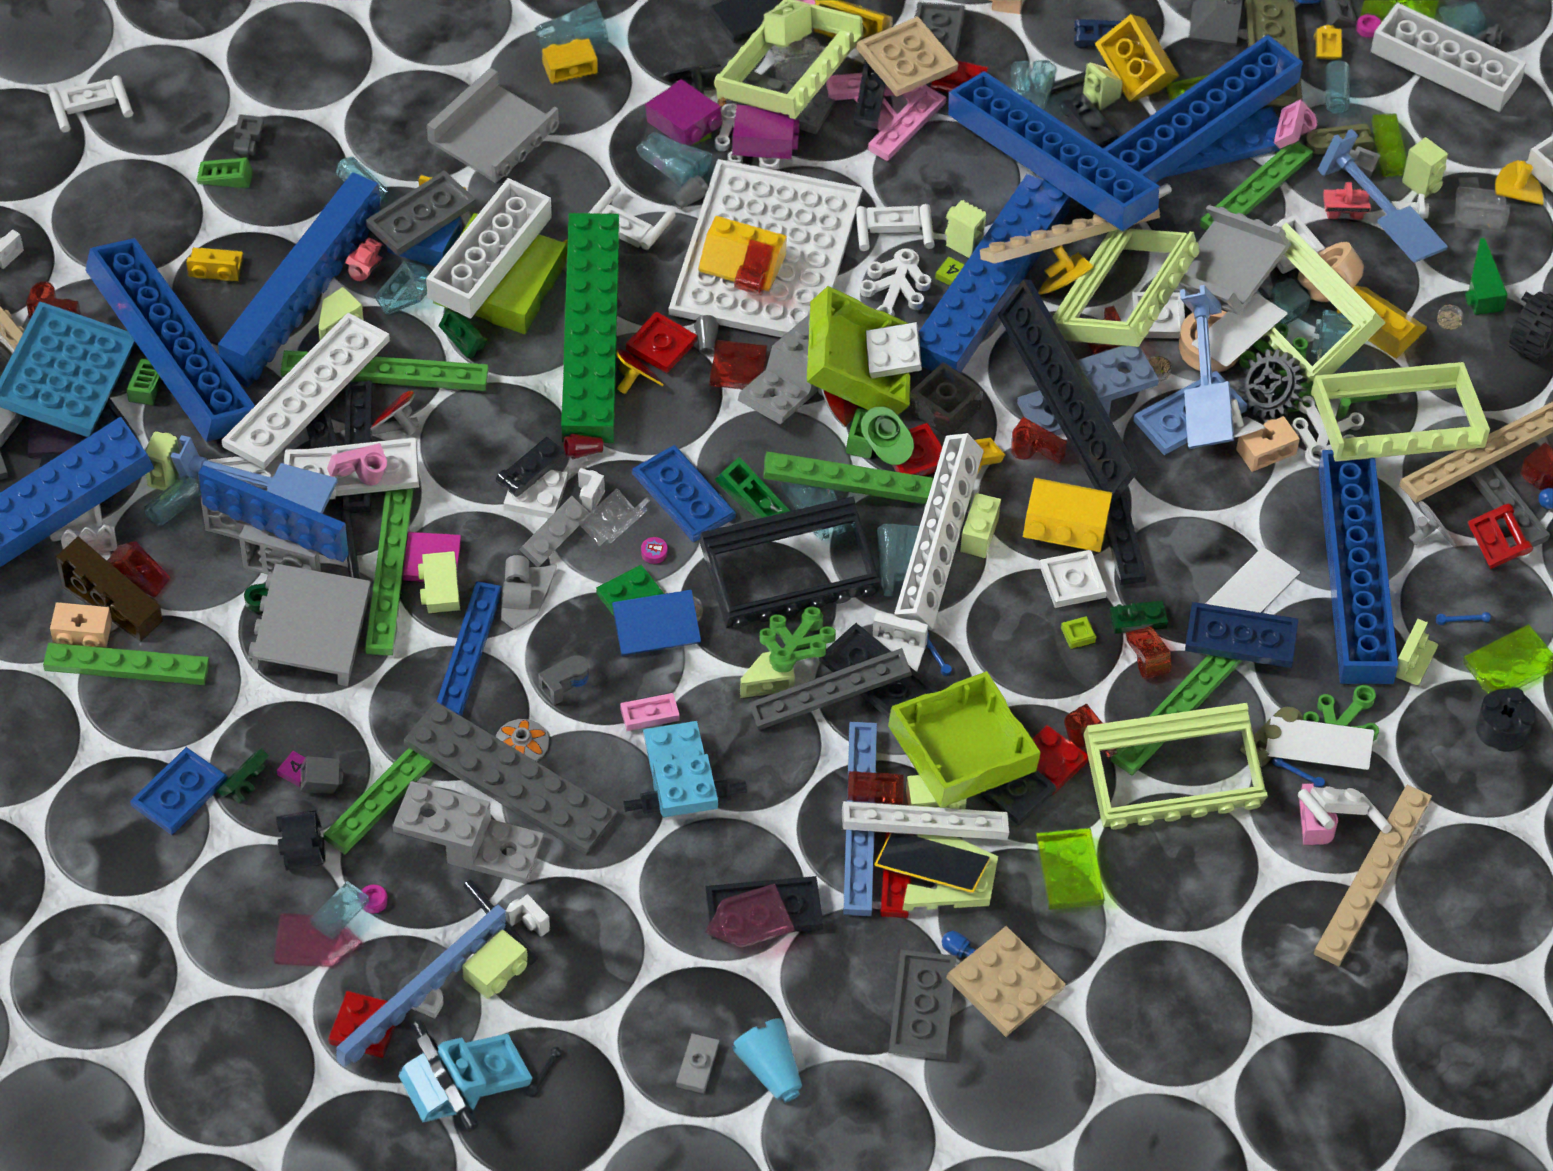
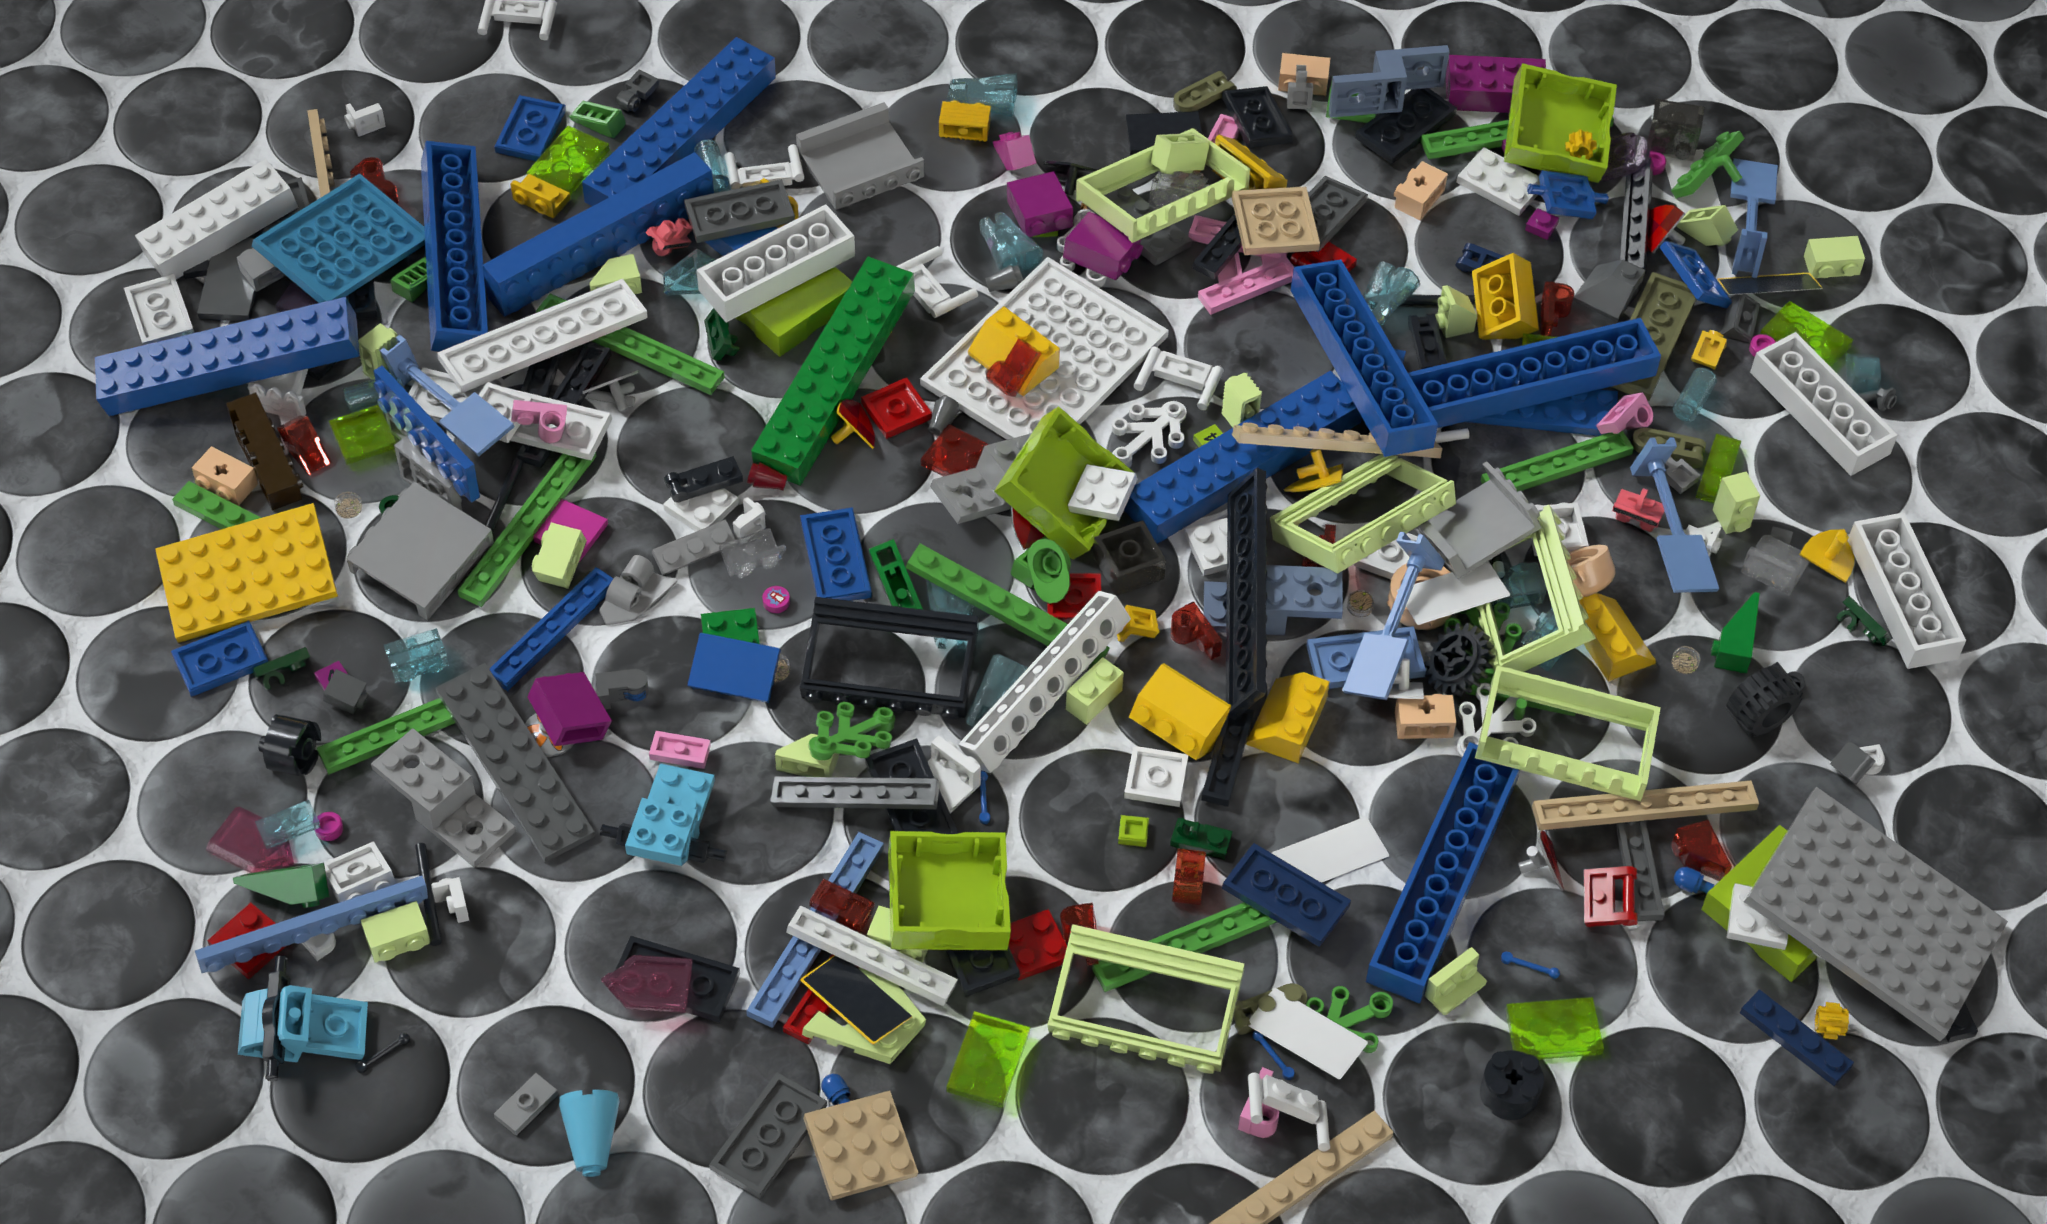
camera: 25 degrees right, 0 degrees up
(158, 704) = (246, 572): none -> yellow plate
(166, 205) = (530, 128): none -> blue tile
(186, 541) = (362, 434): none -> clear neon green plate
(211, 610) = (348, 505): none -> clear tile
(221, 220) = (569, 159): none -> clear neon green plate
(312, 153) = (686, 119): none -> blue brick
(362, 719) = (416, 656): none -> clear light blue brick
(379, 959) = (291, 885): none -> green slope
(407, 177) = (752, 175): none -> white plate
(431, 928) = (358, 872): none -> white plate
(534, 712) = (569, 708): none -> magenta brick
(632, 72) = (1015, 150): none -> dark pink slope
(1004, 364) = (1209, 545): none -> white plate
(1157, 488) = (1289, 715): none -> yellow slope
(1178, 47) = (1555, 304): none -> clear red plate

